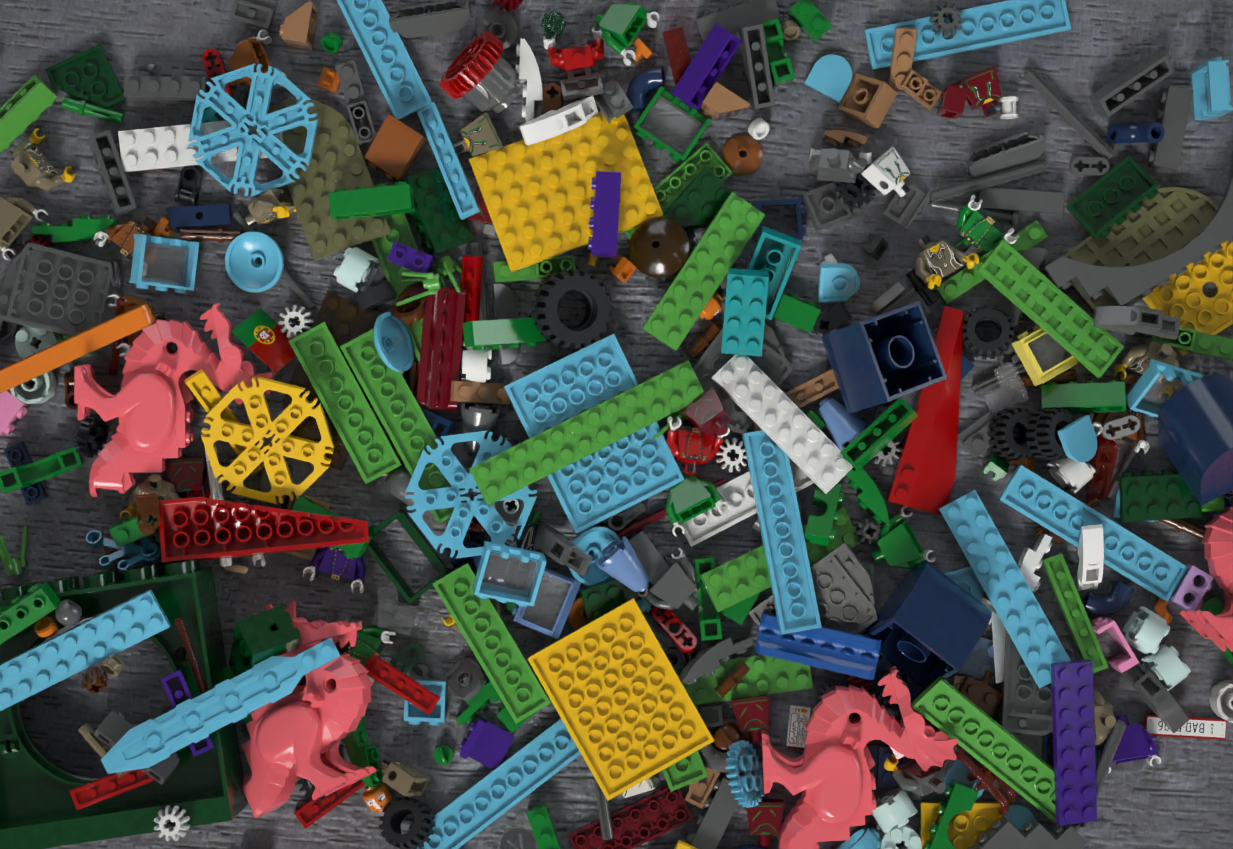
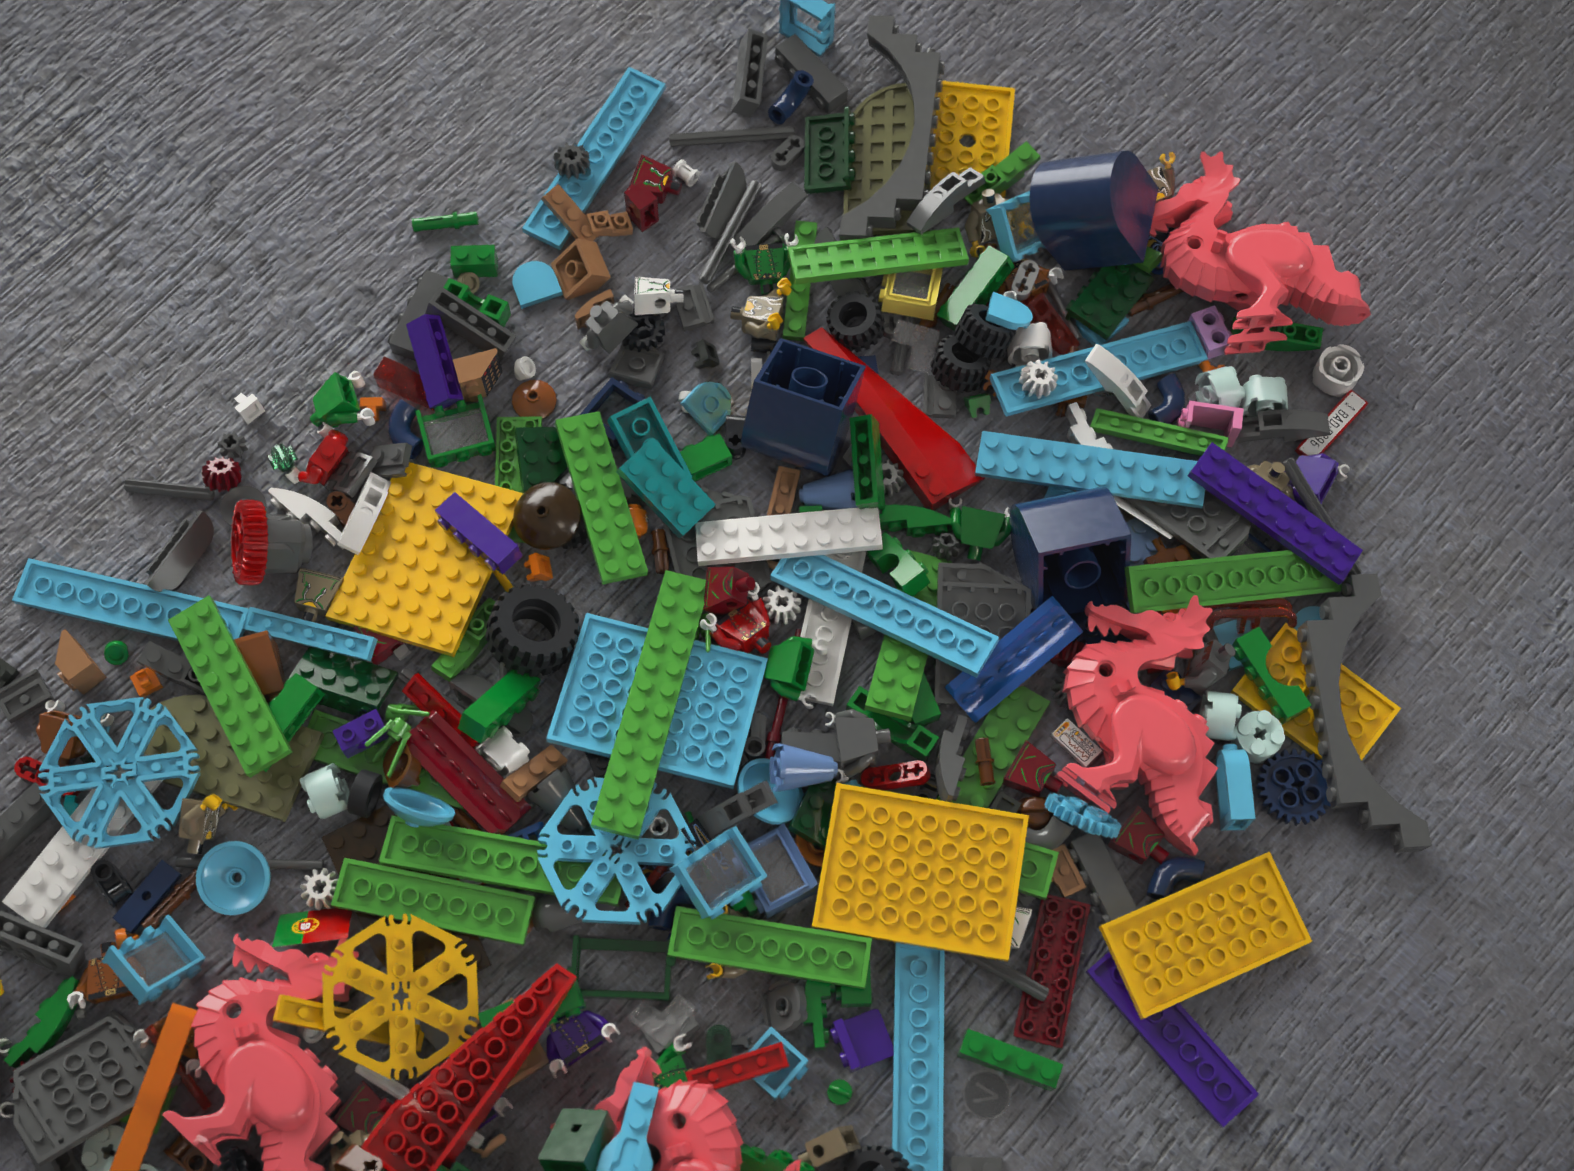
camera: 50 degrees left, 20 degrees down
(365, 148) = (230, 686): none -> bright green plate
(1043, 494) = (1038, 379): none -> white gear

